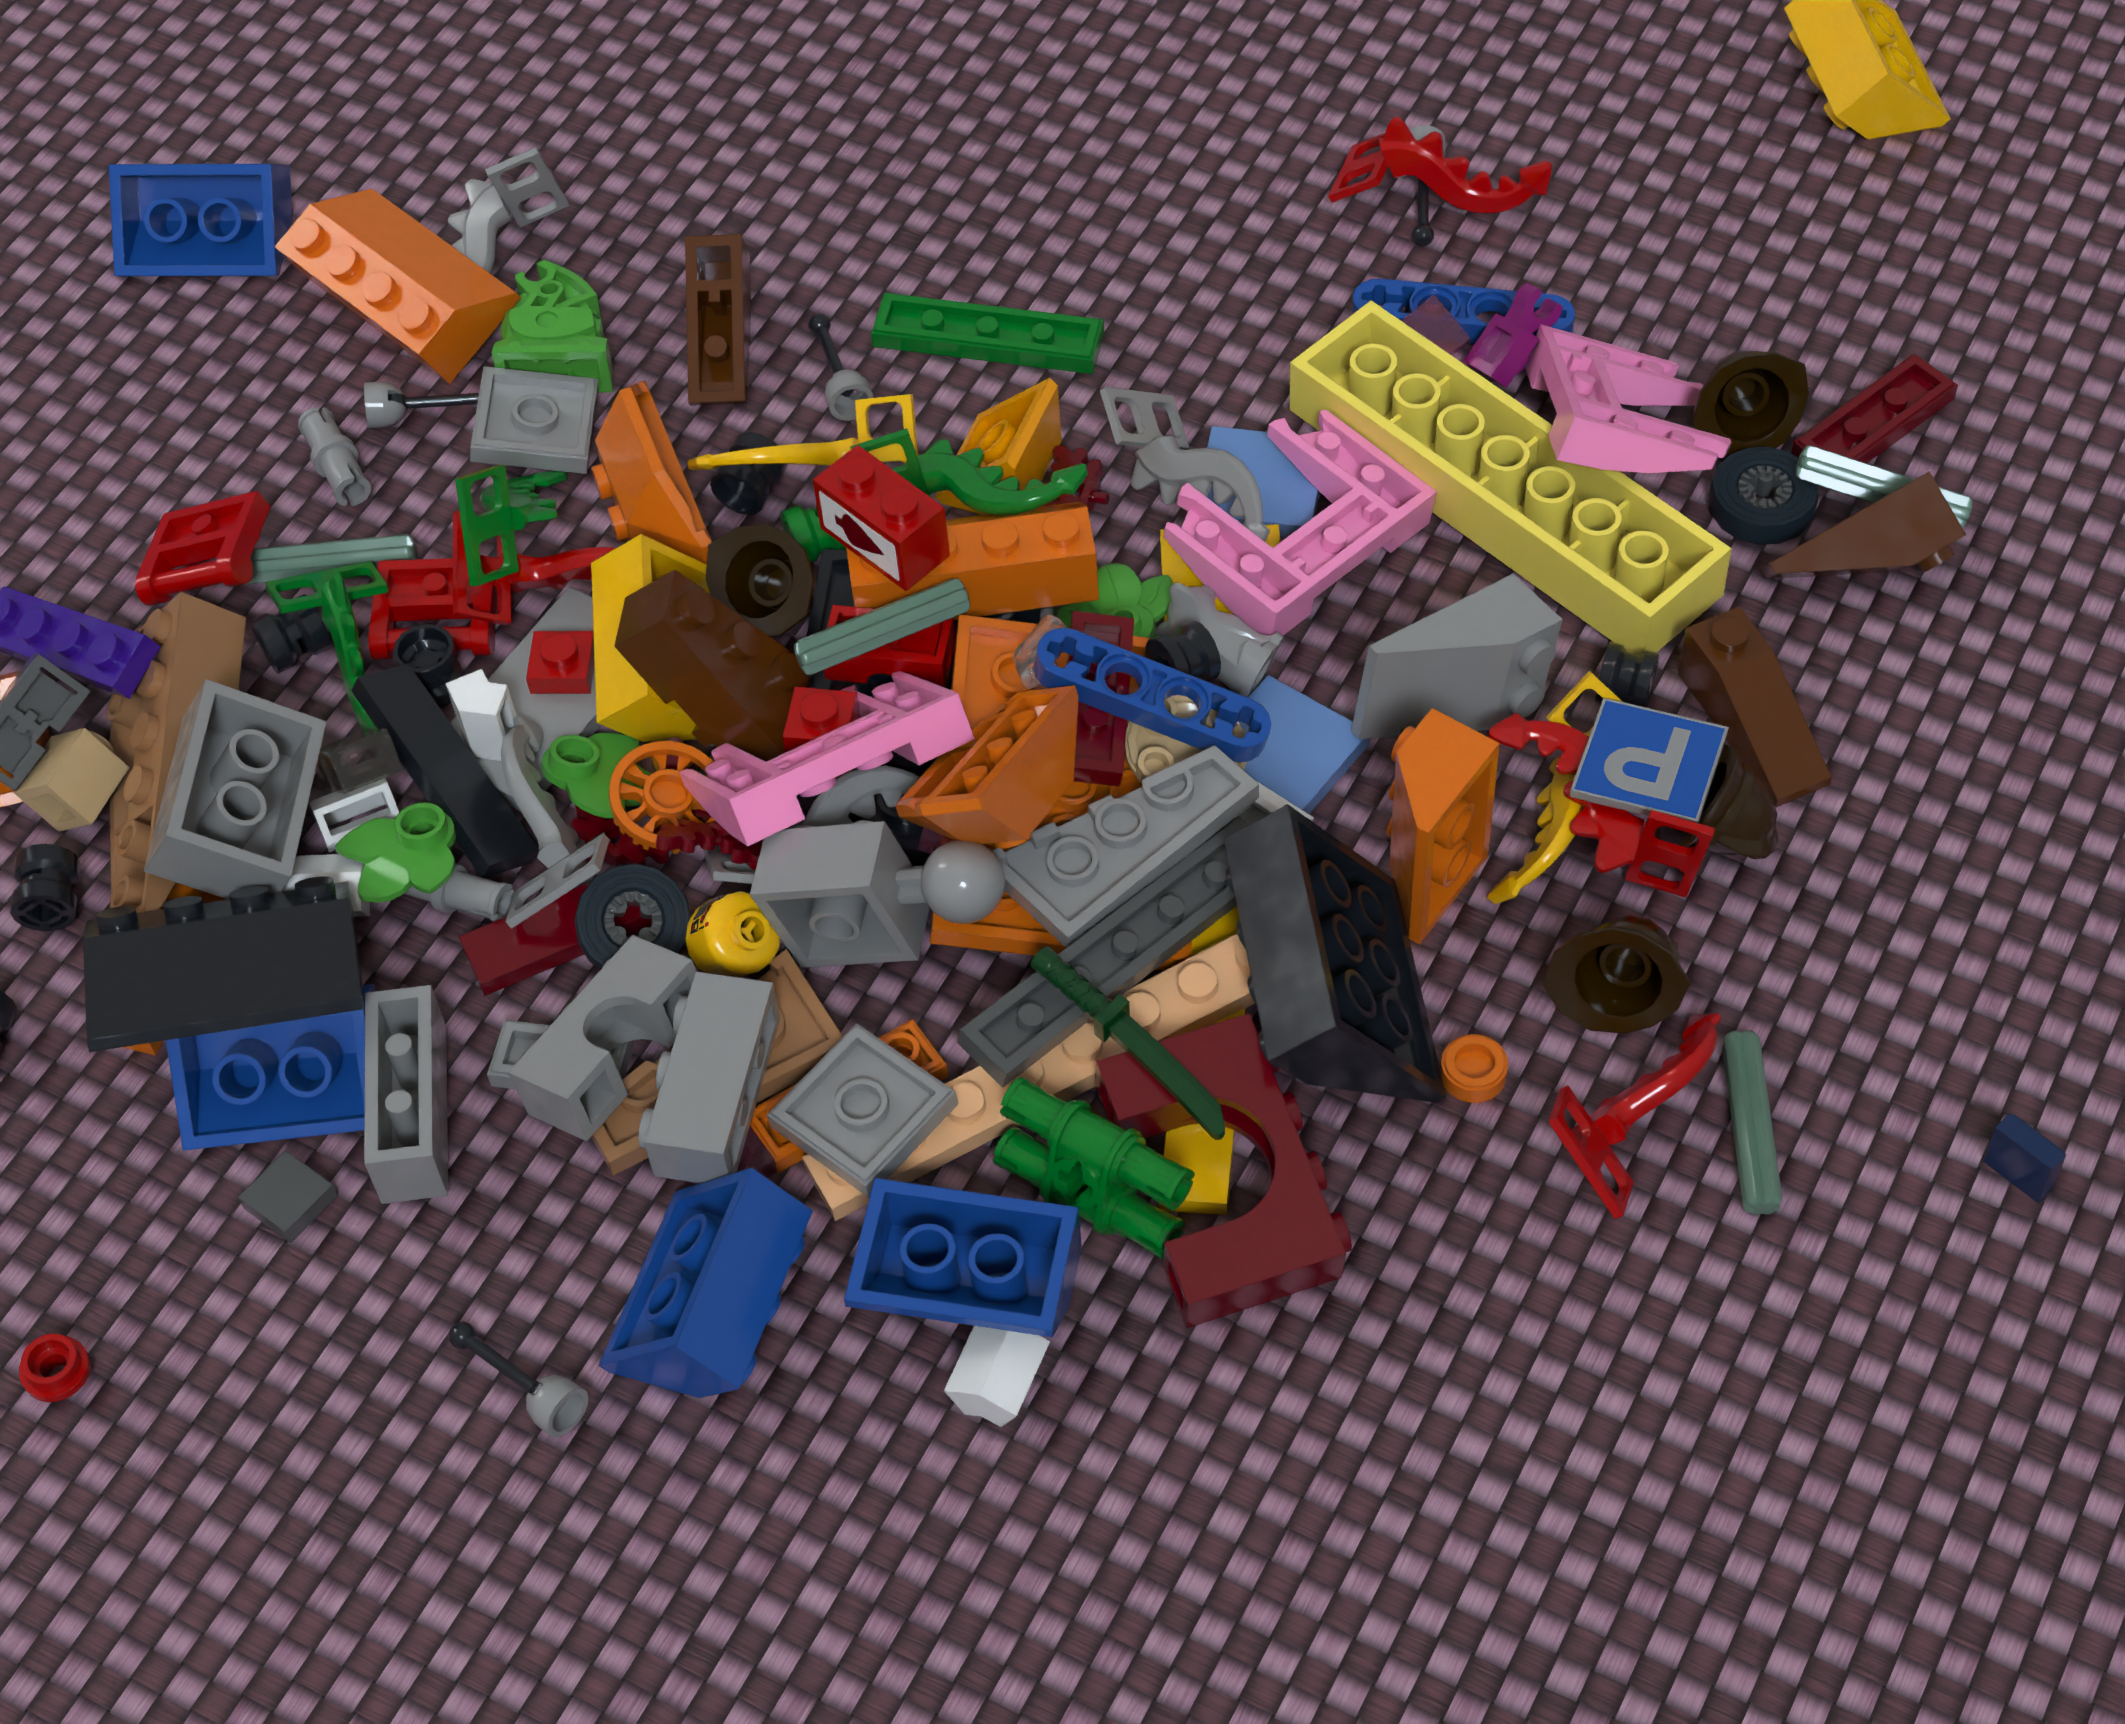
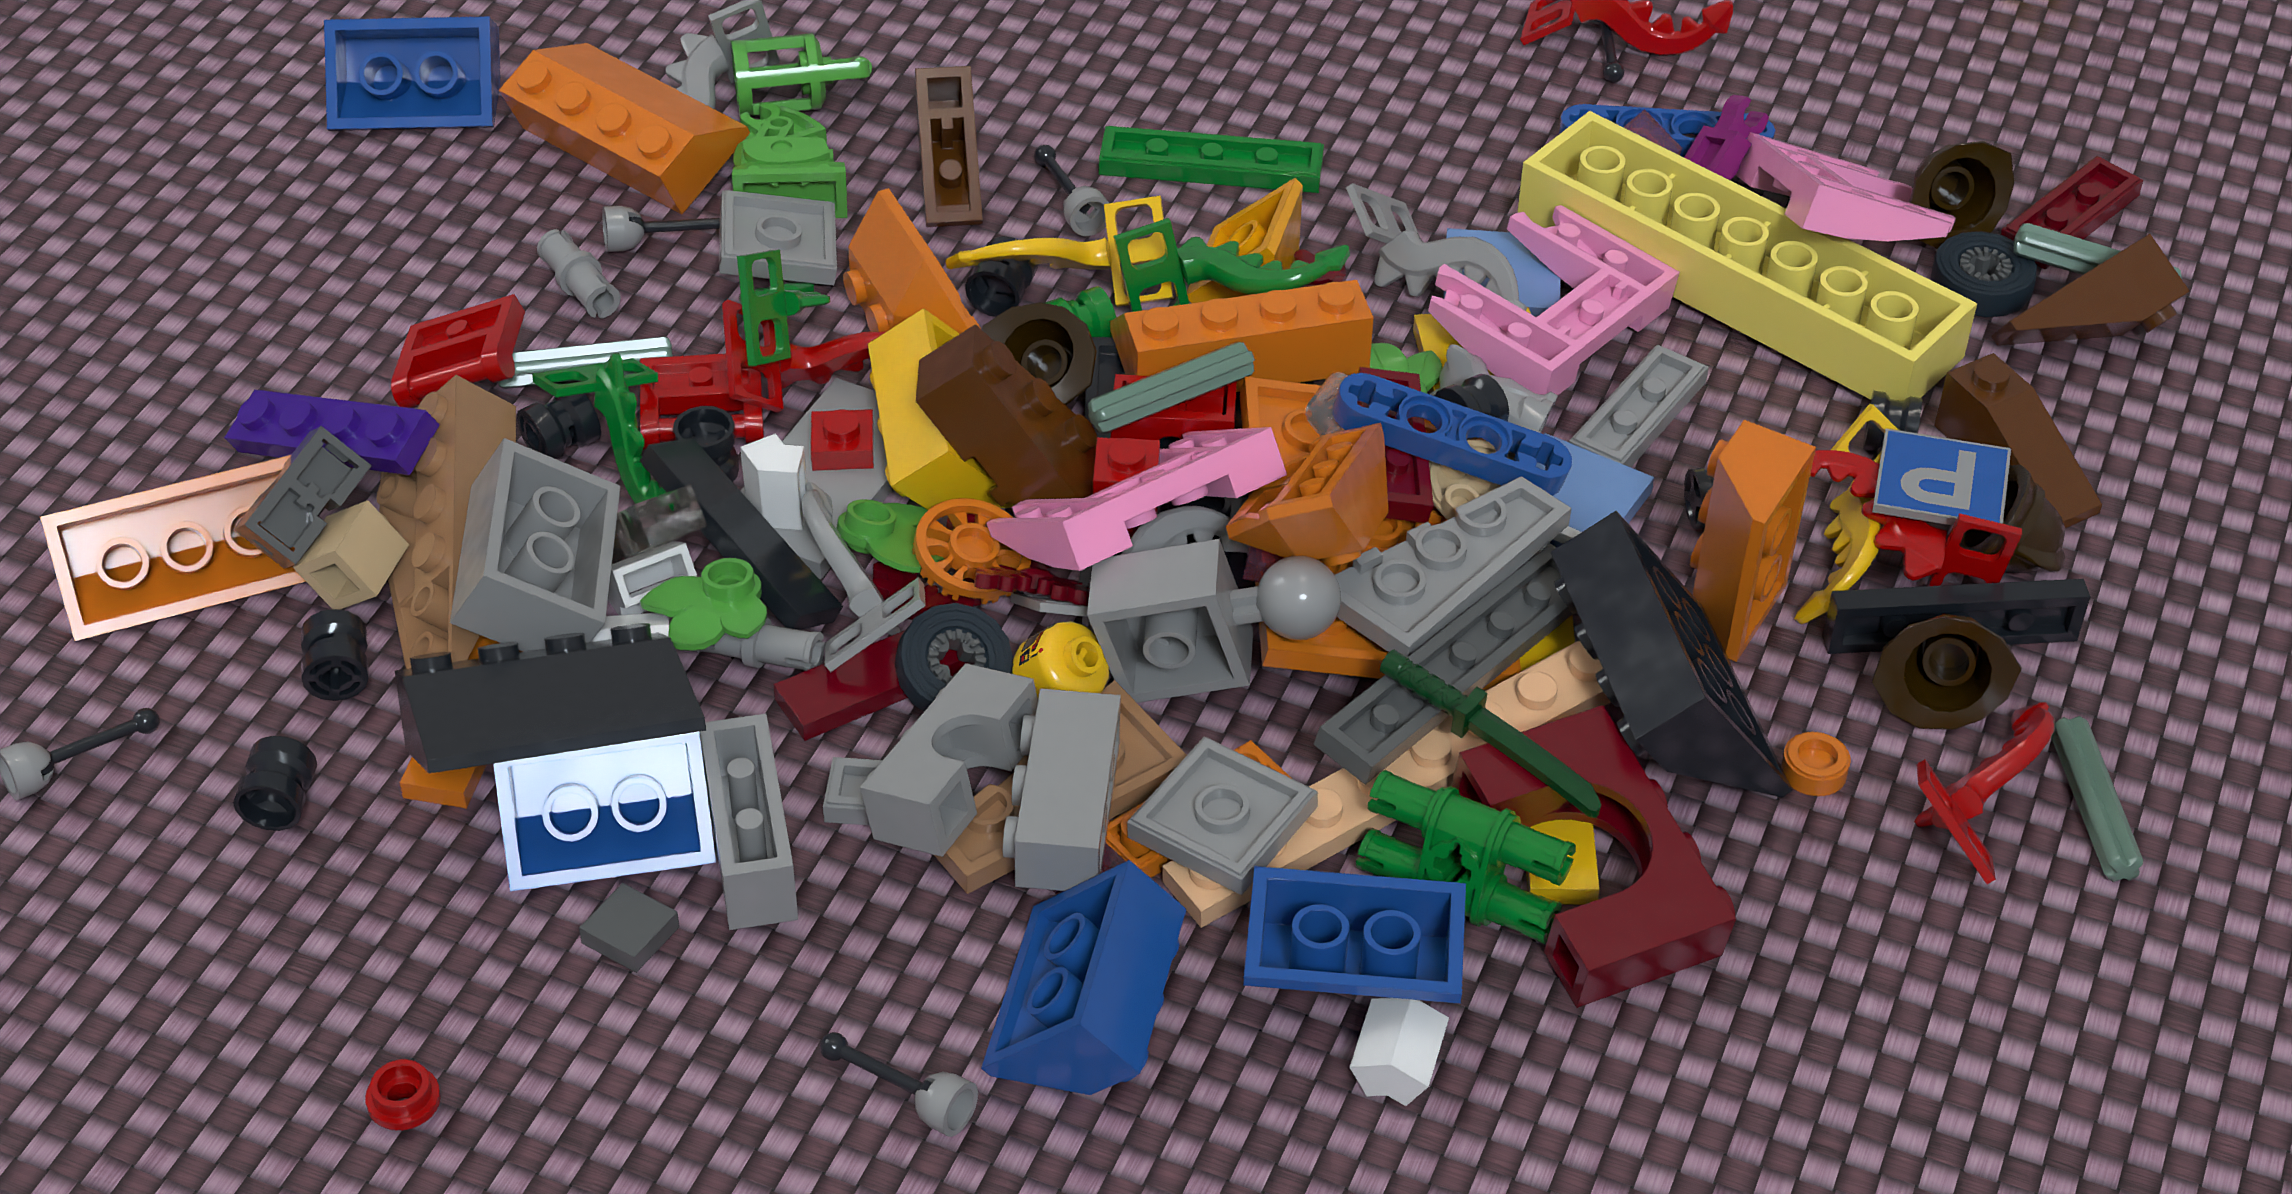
camera: 10 degrees left, 10 degrees down
(590, 225) = (810, 71): none -> bright green piece
(881, 517) = (1167, 282): red brick -> none
(1338, 672) = (1642, 406): none -> light grey tile
(1466, 661) = (1766, 379): light grey slope -> none
(1676, 904) = (2014, 610): none -> black plate

